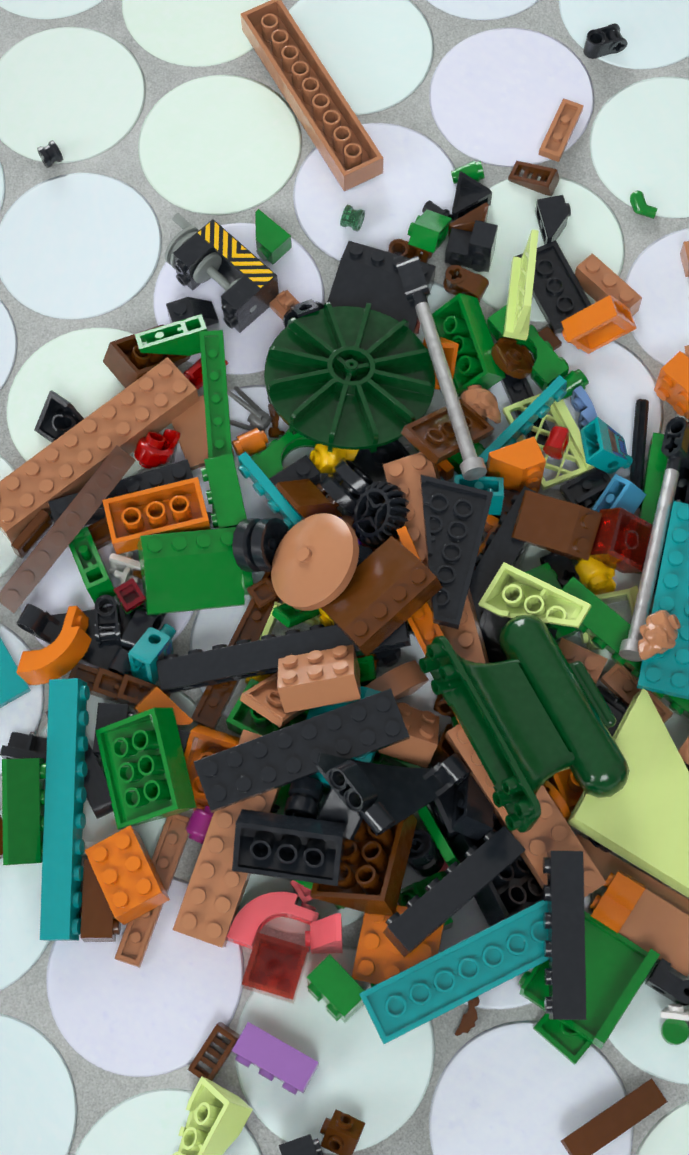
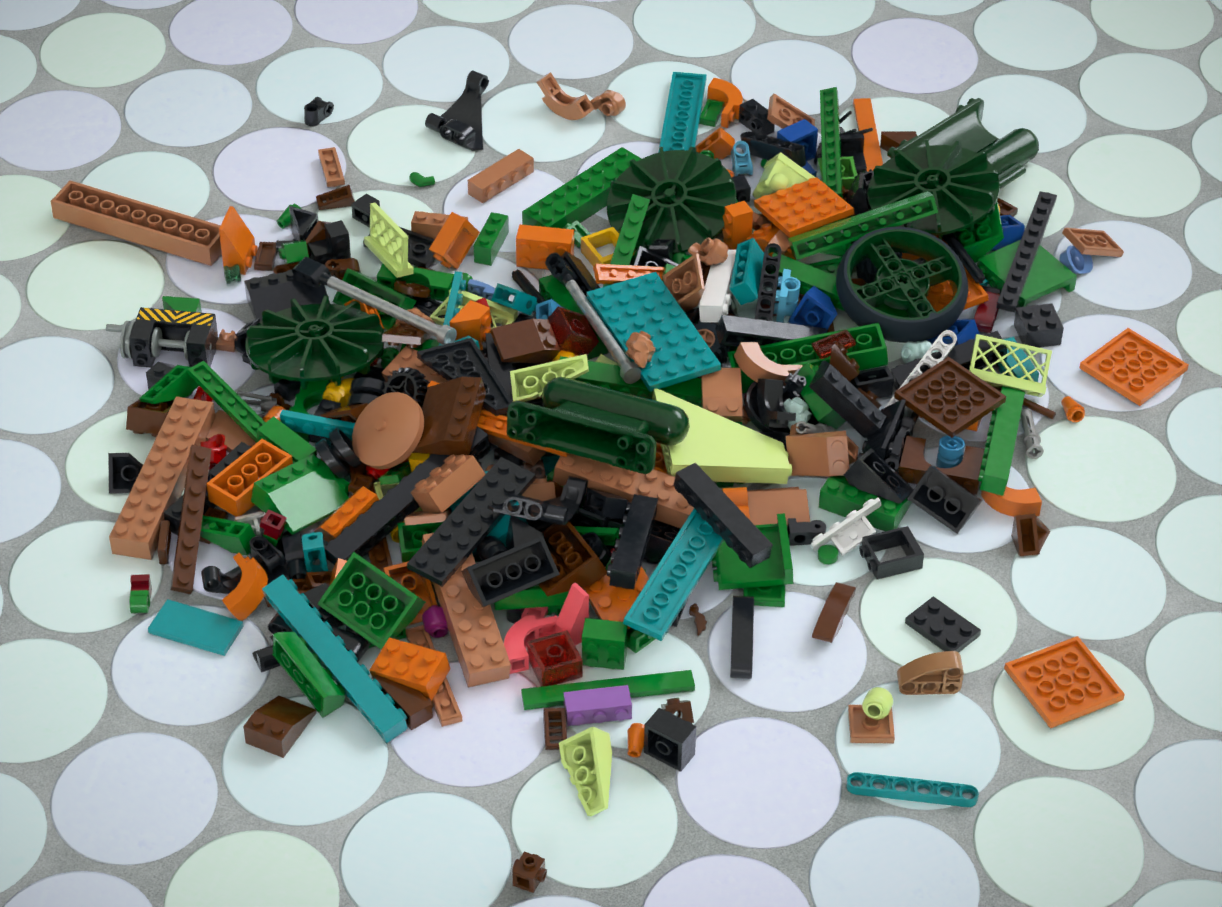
camera: 40 degrees left, 25 degrees down
(217, 626) = (347, 513): none -> orange slope
(280, 1132) = (635, 739): none -> orange cone
(307, 1040) = (638, 687): none -> green tile
(377, 183) = (236, 242): none -> orange slope
(406, 212) = (265, 256): none -> reddish brown tile
(491, 1079) = (742, 637): none -> black beam
(650, 338) = (491, 238): none -> green brick

